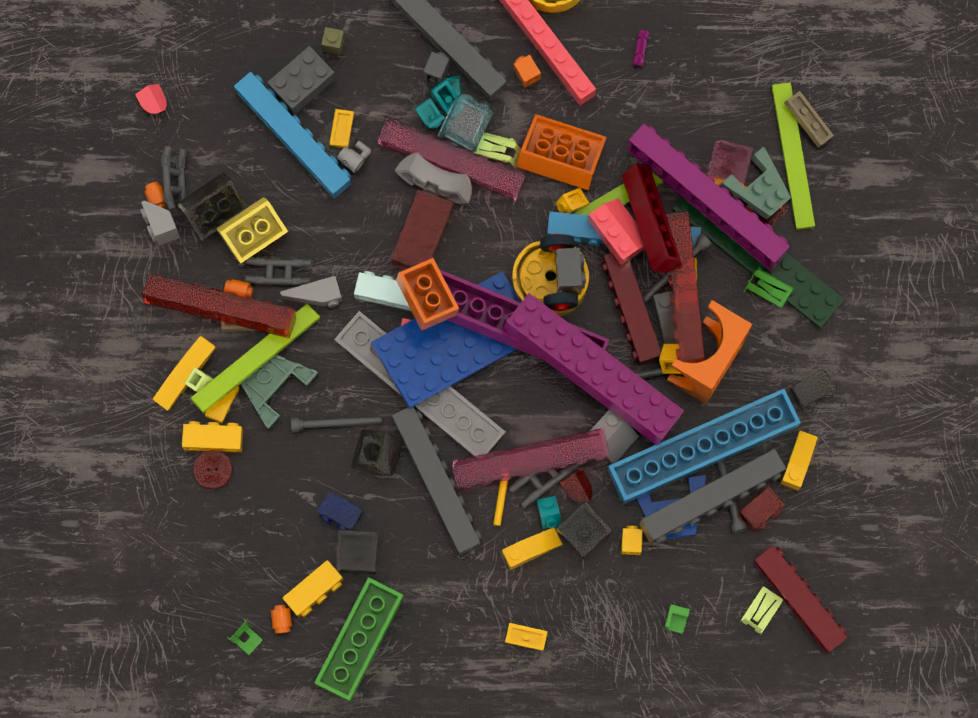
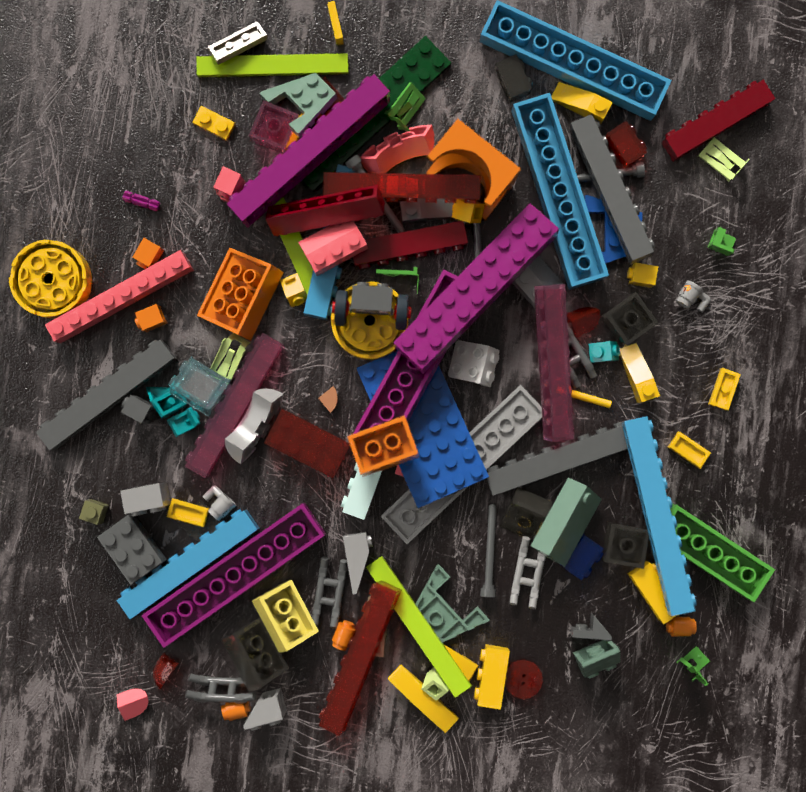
camera: 80 degrees left, 10 degrees up
(186, 125) = (163, 670): none -> clear red brick
(240, 535) = (597, 657): none -> sand green slope
(268, 534) = (595, 631): none -> dark grey slope
(287, 178) = (233, 575): none -> magenta brick
(327, 454) = (519, 580): none -> light grey piece
(352, 87) = (147, 497): none -> light grey brick
(373, 488) = (566, 522): none -> sand green brick
(390, 574) = (658, 516): none -> dark azure brick
(460, 609) = (689, 450): none -> yellow tile
(468, 249) = (329, 399): none -> nougat tile
(521, 385) = (474, 363): none -> white bracket
(589, 60) = (147, 254): none -> orange brick
(600, 292) = (398, 272): none -> bright green piece
(618, 591) = (689, 295): none -> light grey piece
(666, 125) = (228, 183): none -> coral brick
(724, 283) = (398, 149): none -> coral brick
(727, 107) = (214, 123): none -> yellow plate
(838, 447) = (574, 60): none -> dark azure brick
(843, 210) = (335, 23): none -> yellow tile

